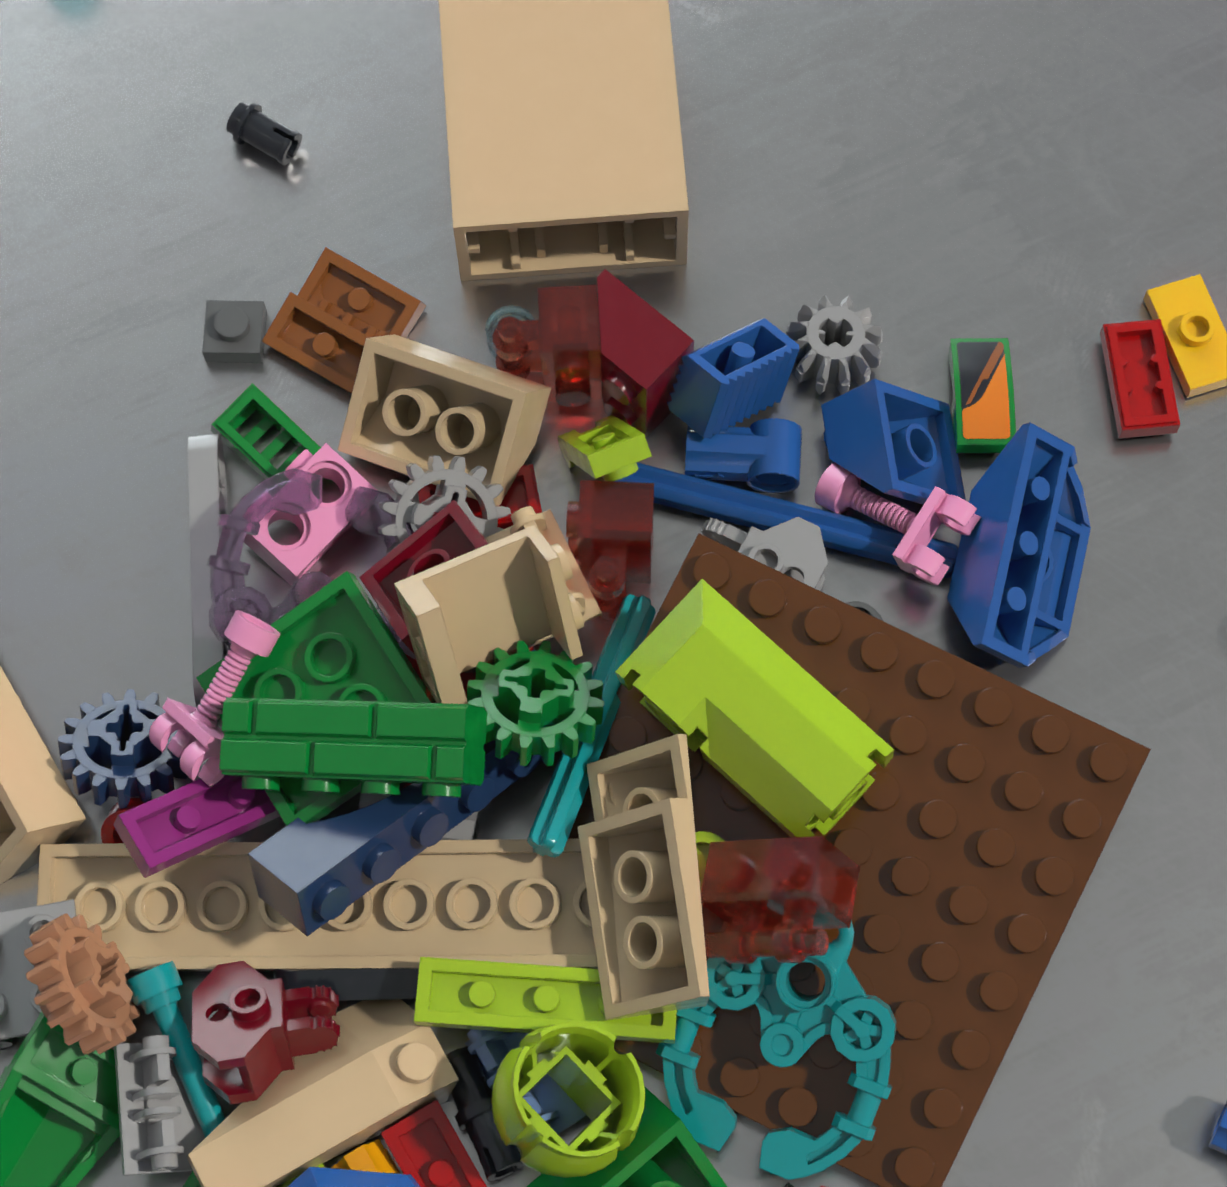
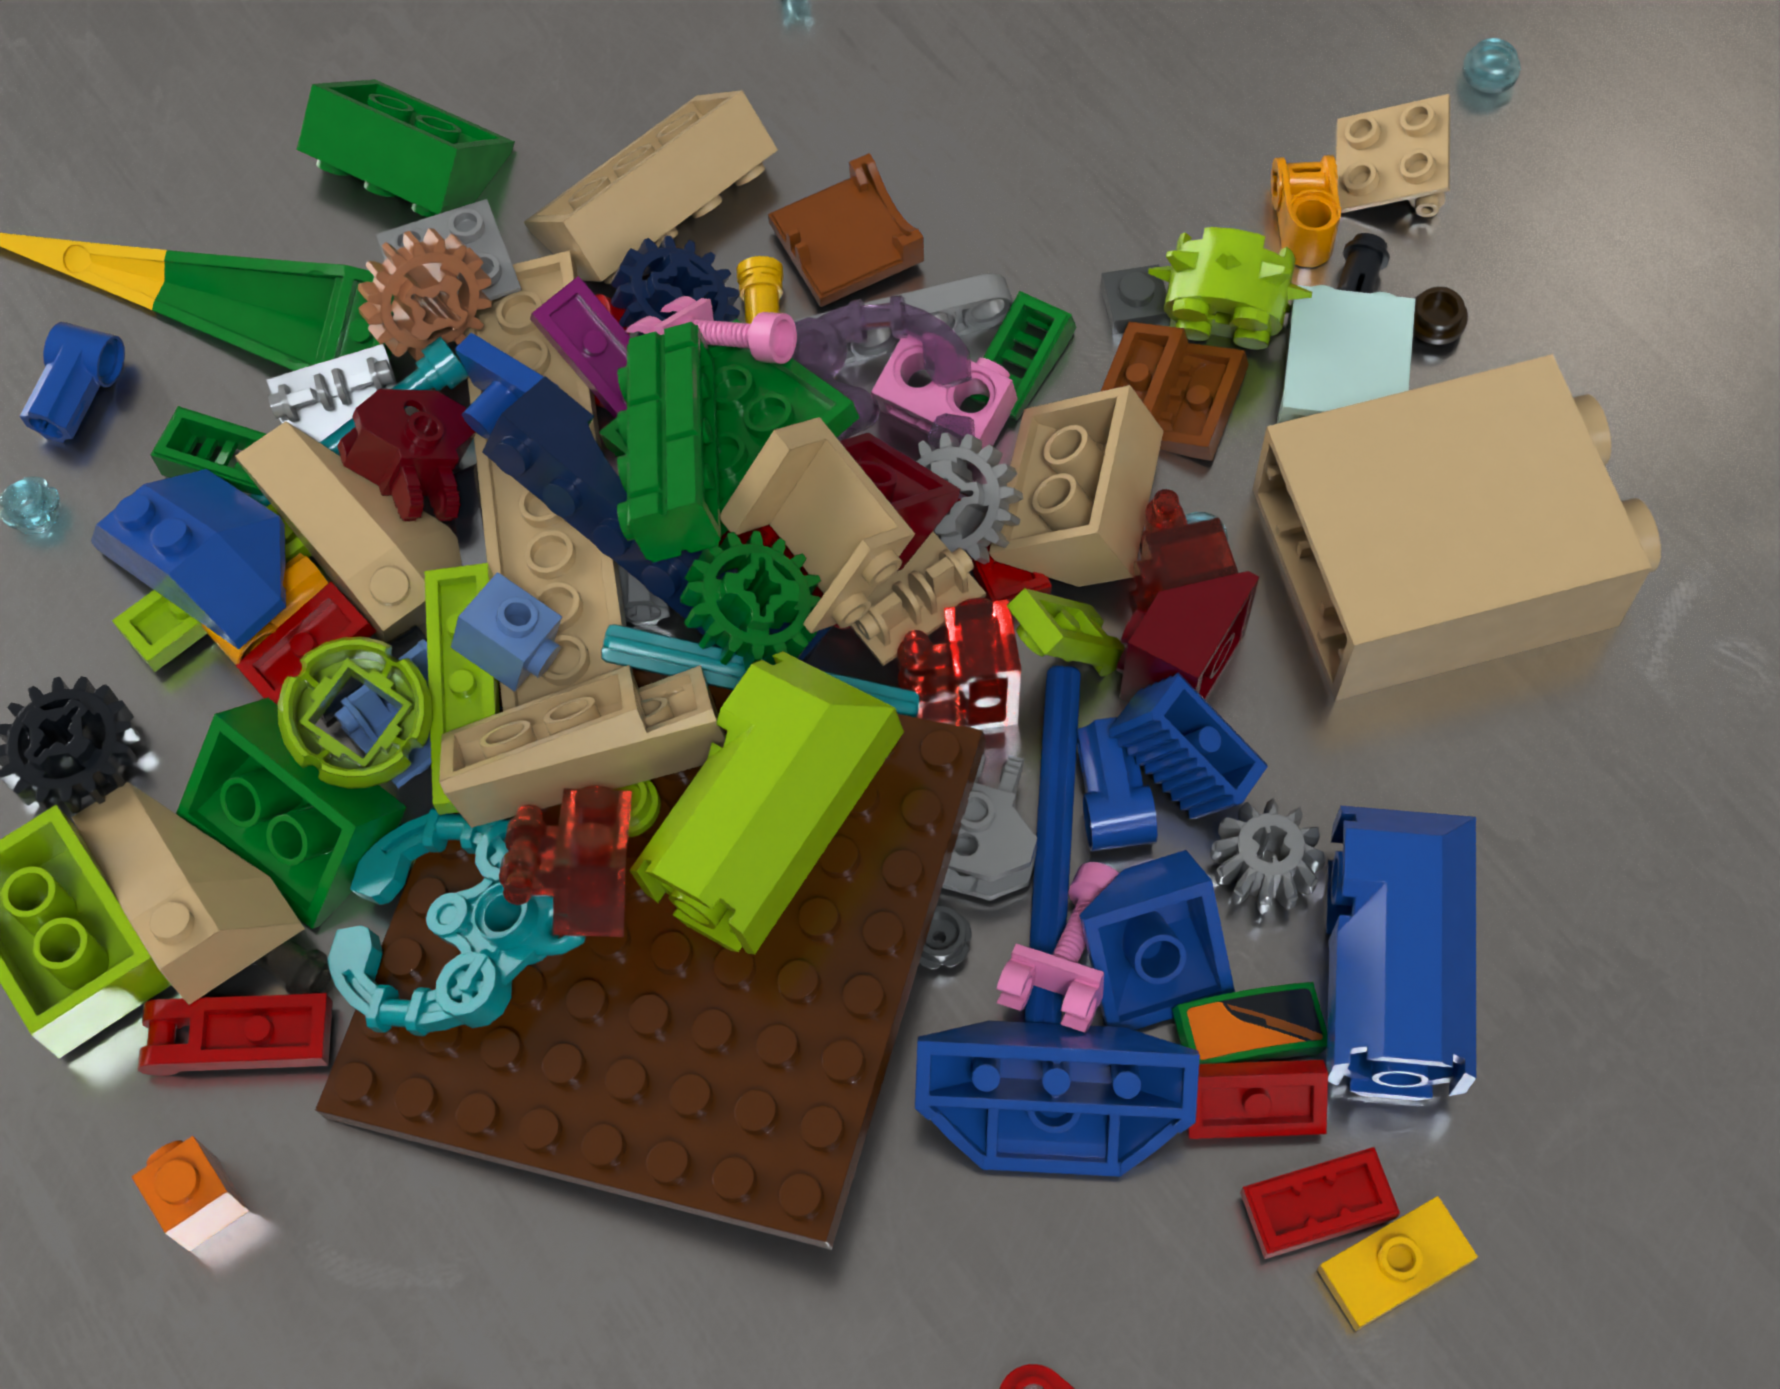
camera: 80 degrees right, 5 degrees down
(88, 576) = (847, 235): none -> dark orange piece
(129, 669) = (760, 285): none -> yellow pin
(145, 73) = (1395, 156): none -> tan hinge
(170, 158) = (1307, 208): none -> light orange piece
(214, 915) = (498, 377): none -> blue tile
(267, 235) = (1229, 286): none -> lime brick
(327, 83) = (1439, 316): none -> dark brown plate
(367, 163) = (1345, 350): none -> light aqua panel
(517, 937) = (507, 633): none -> medium blue brick
(947, 255) = (1402, 952): none -> blue brick
(1049, 389) = (1261, 1099): none -> red plate

